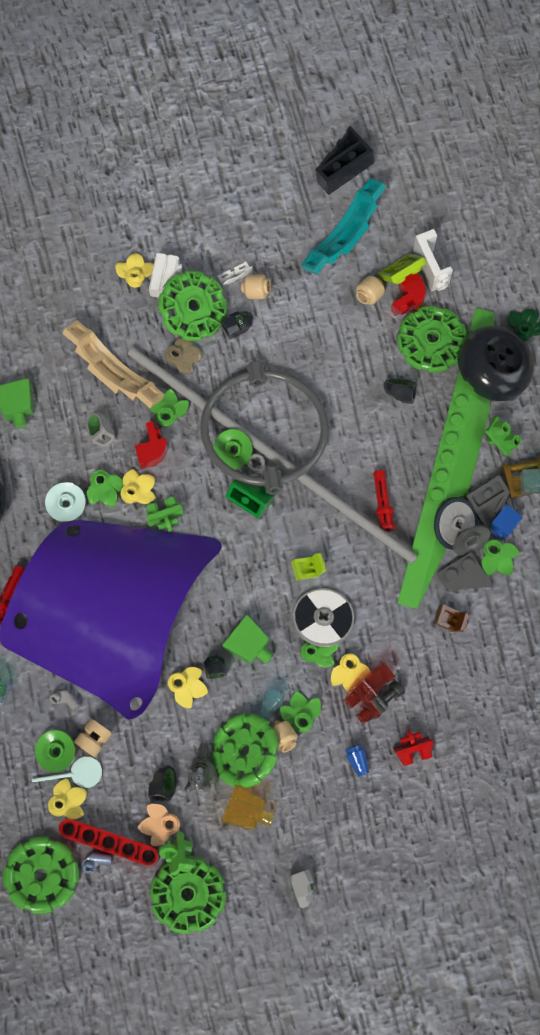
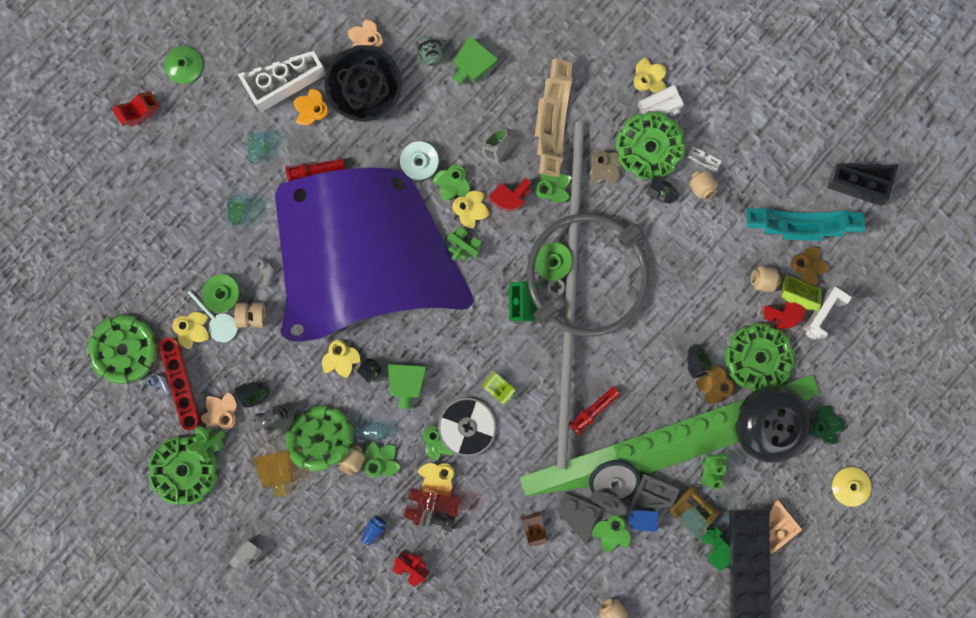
camera: 55 degrees right, 10 degrees up
(384, 249) = (811, 266): none -> pearl gold plate
(429, 392) = (712, 385): none -> pearl gold plate

